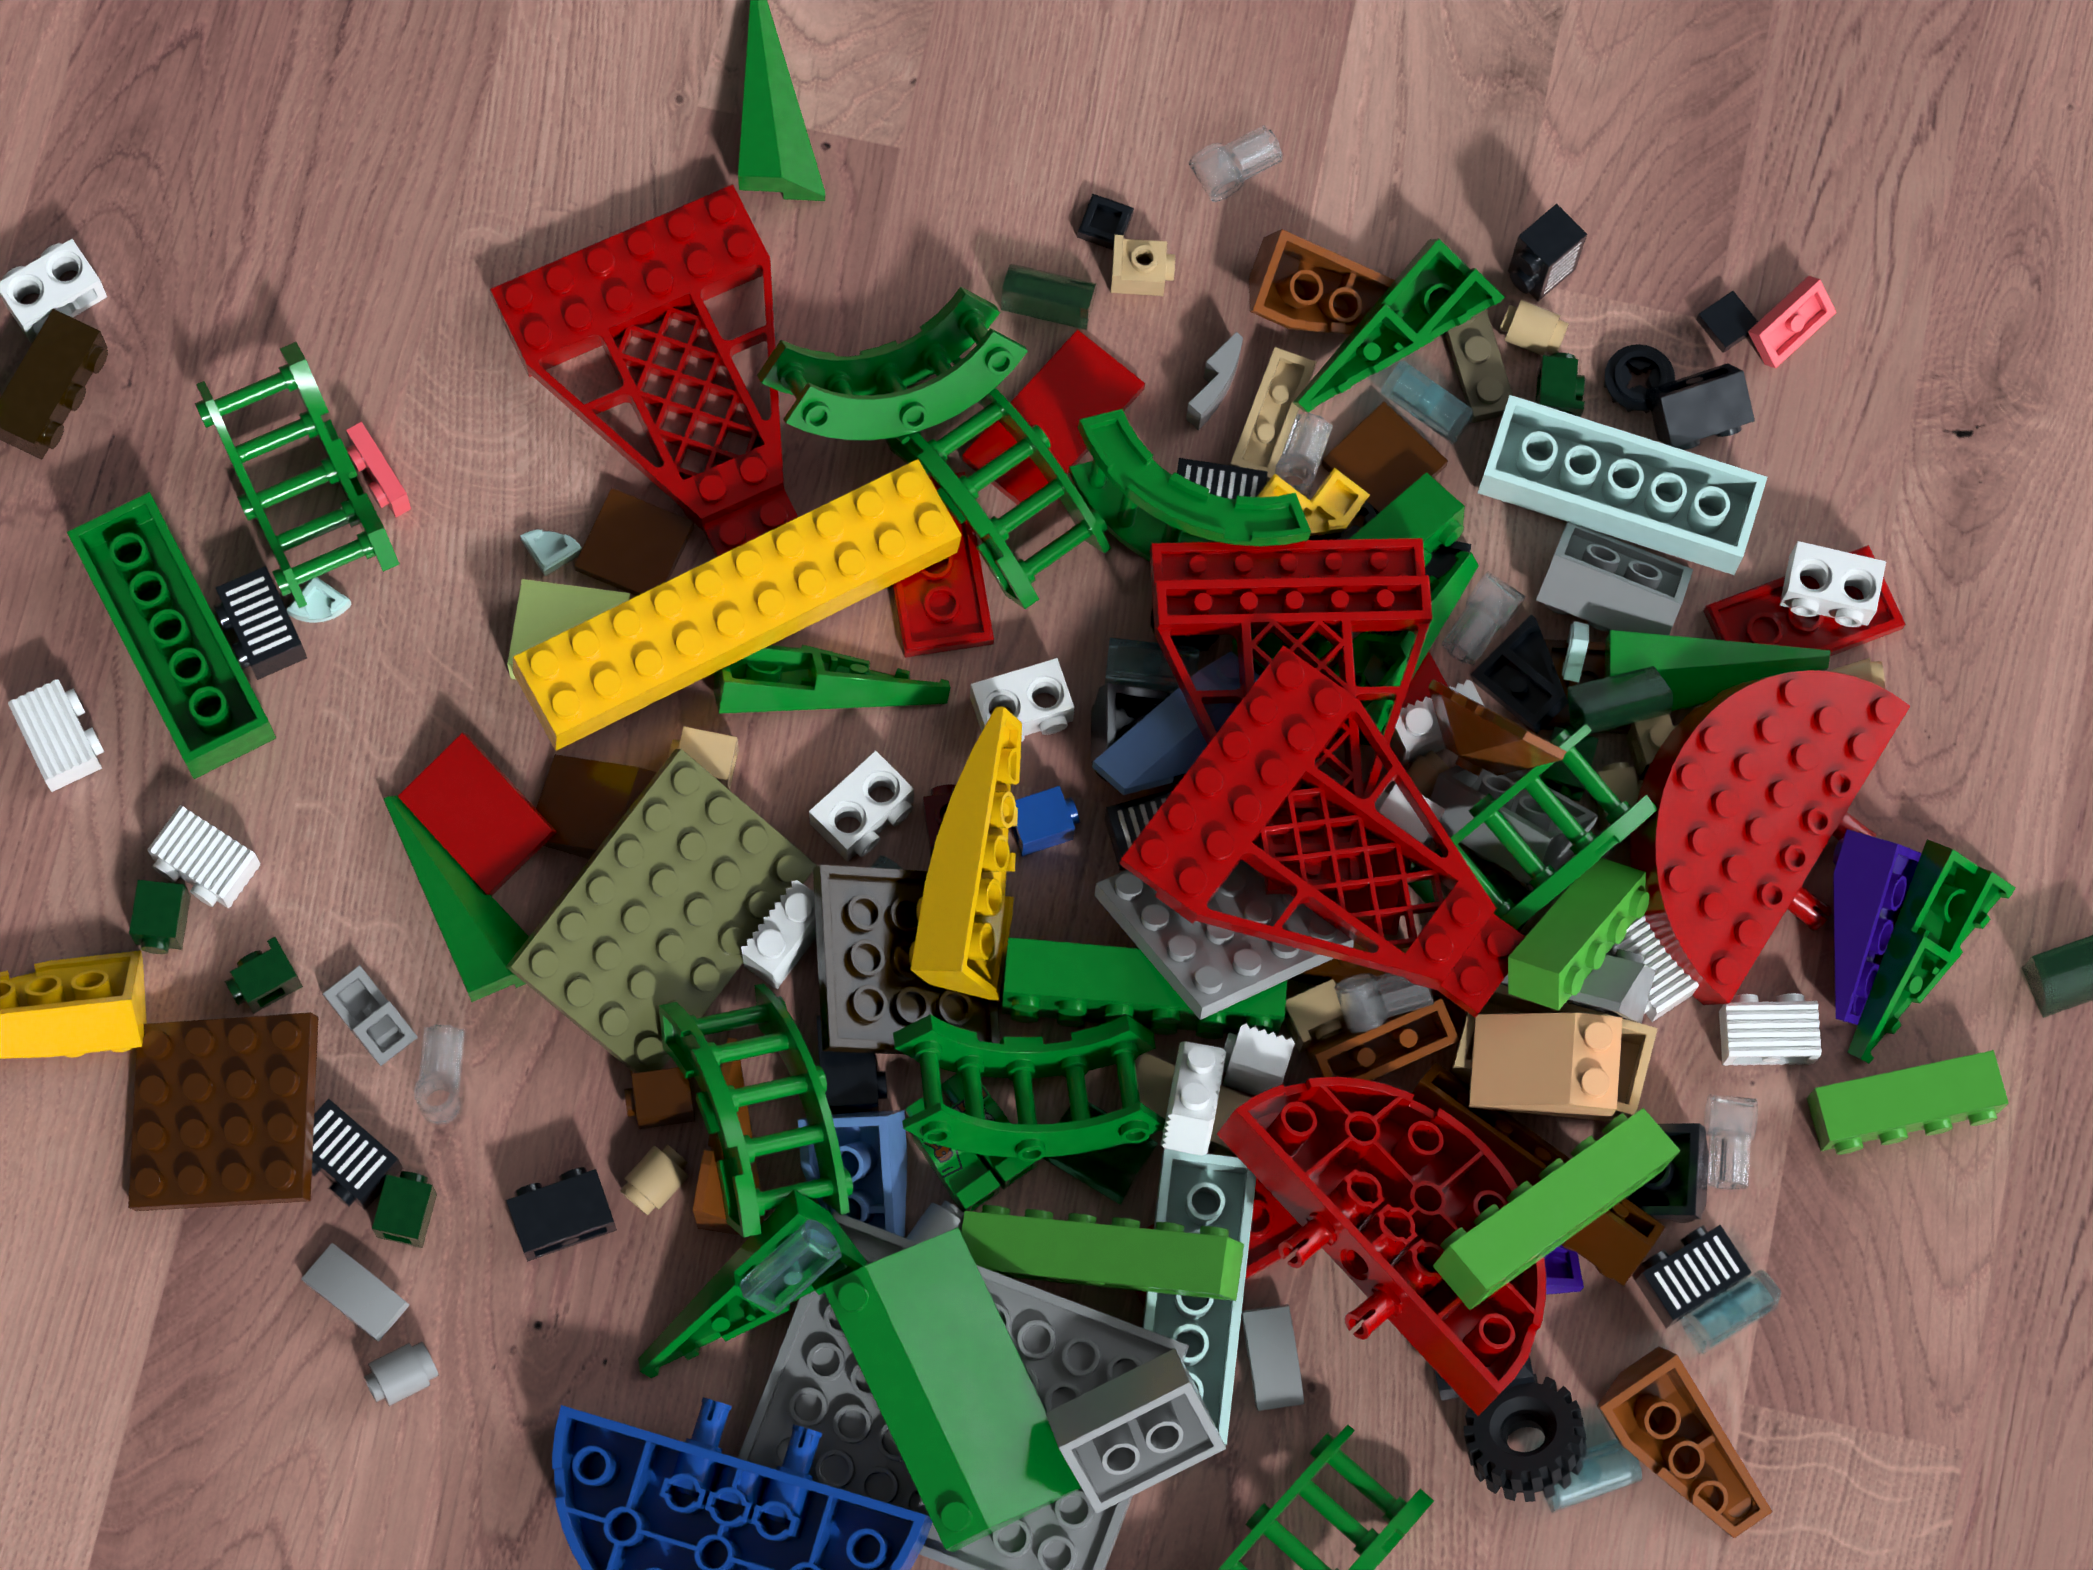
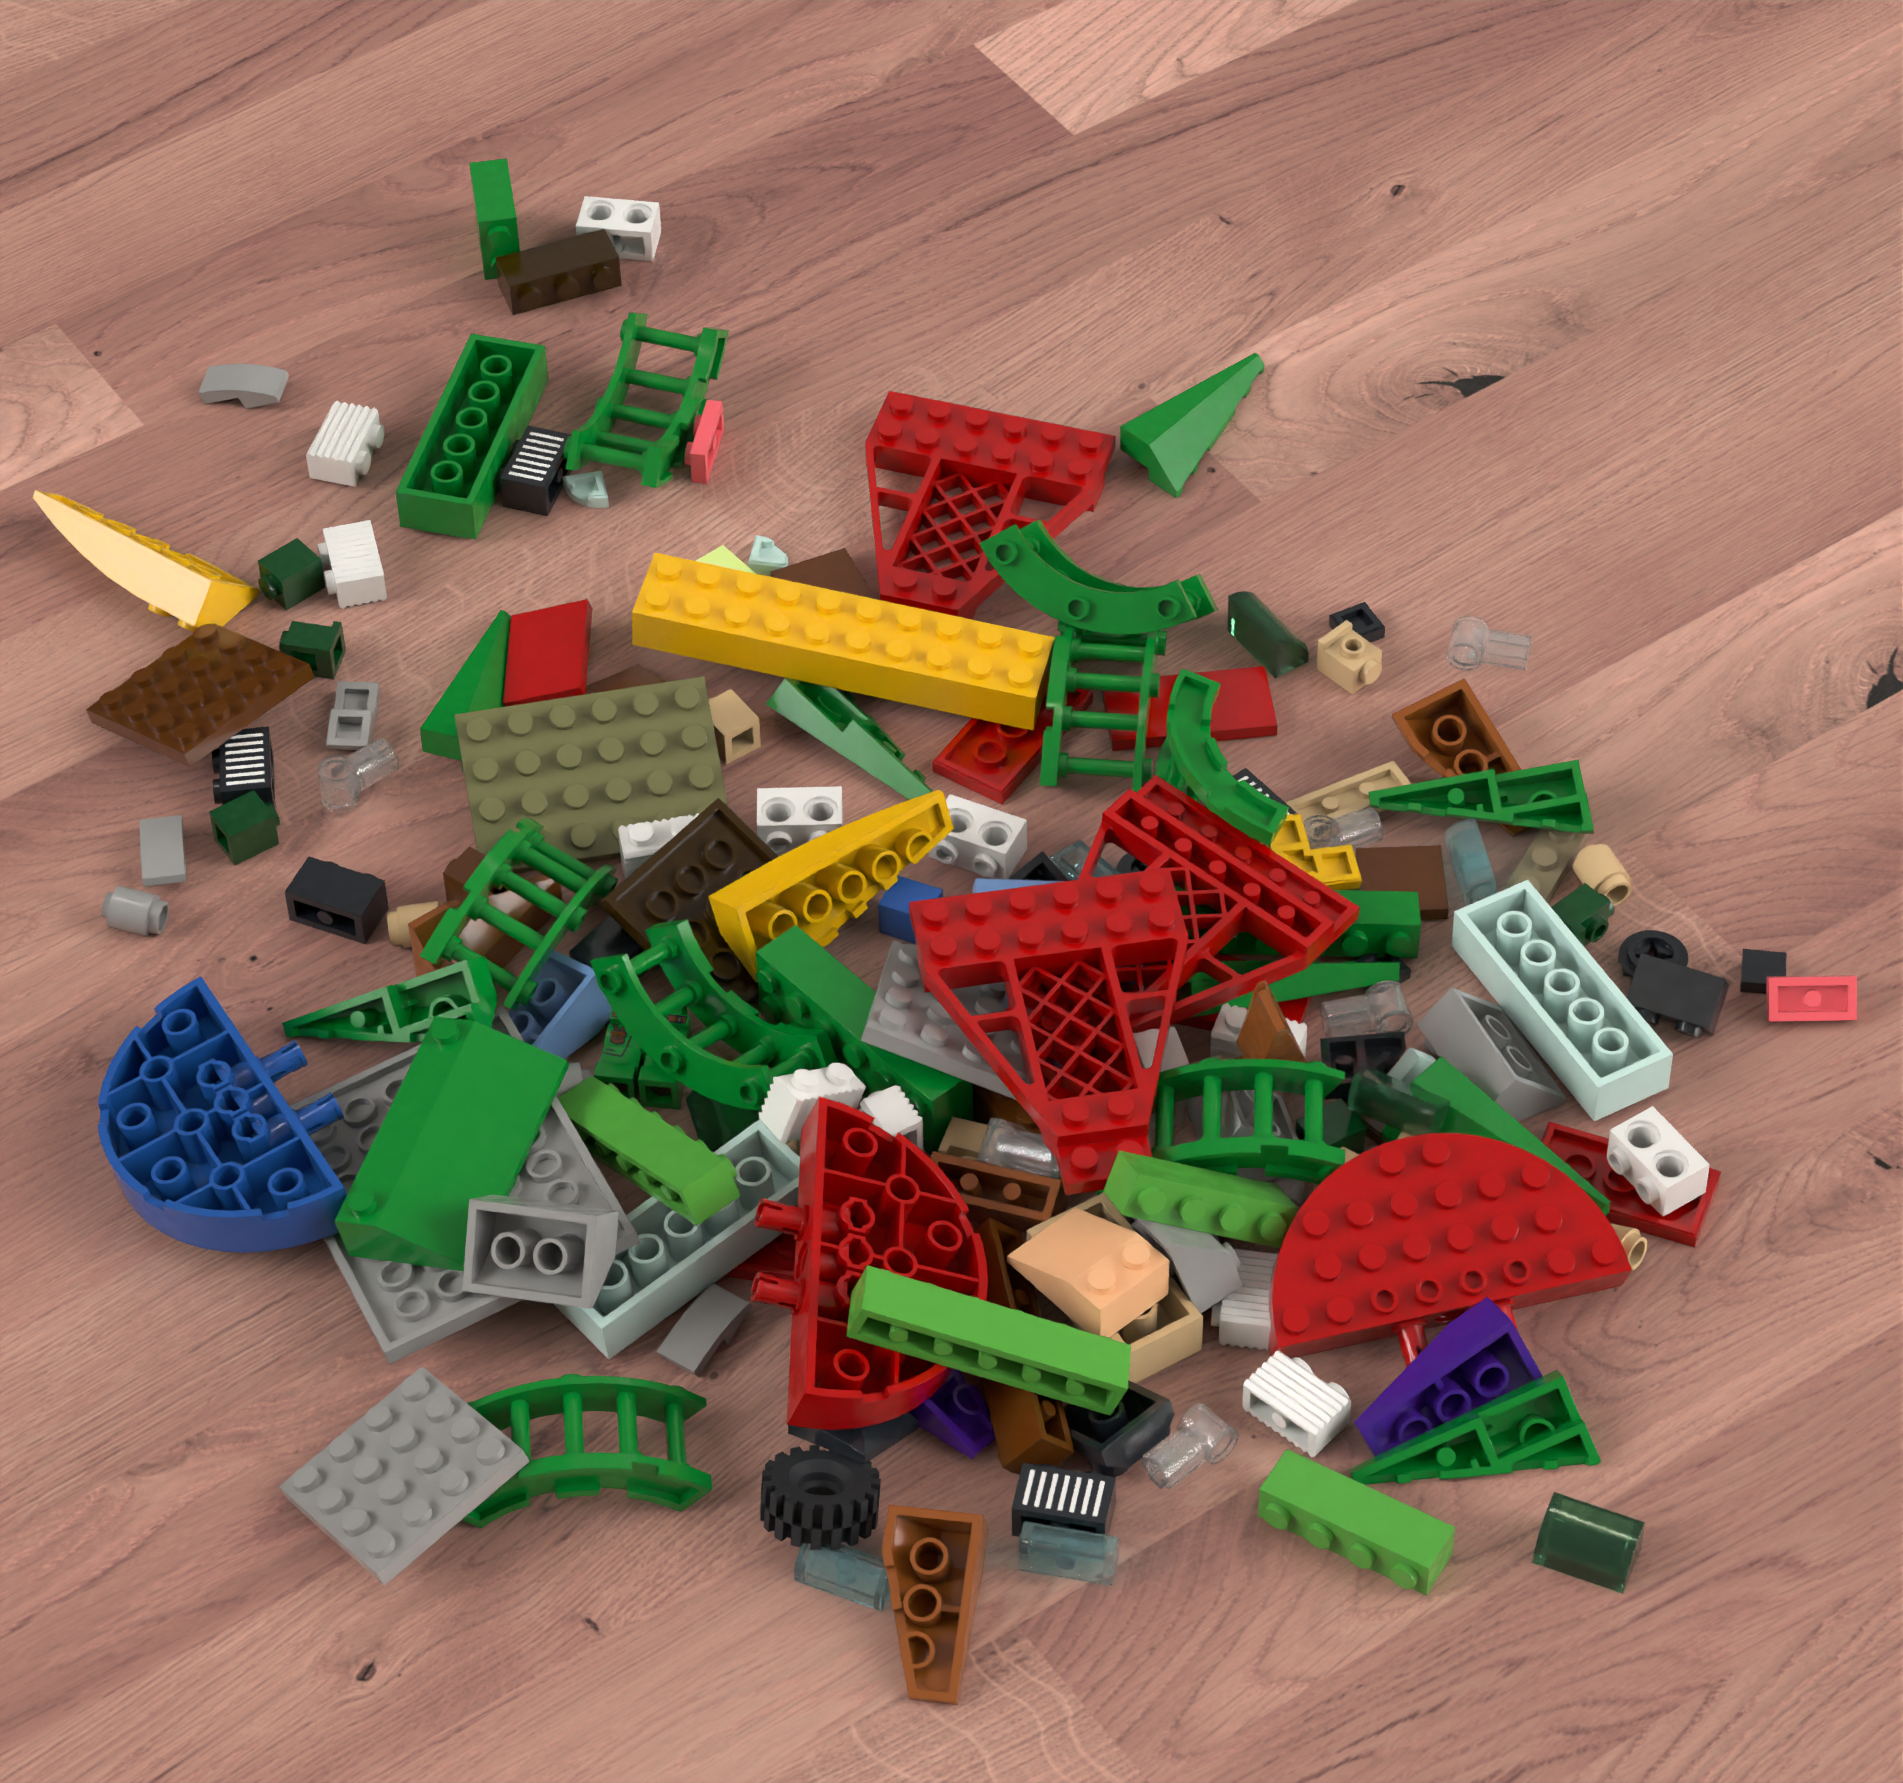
camera: 50 degrees right, 25 degrees down
(791, 1267) = (430, 995): clear light blue brick -> none
(1219, 374) = (1319, 760): light grey slope -> none
(1546, 253) = (1656, 827): black brick -> none

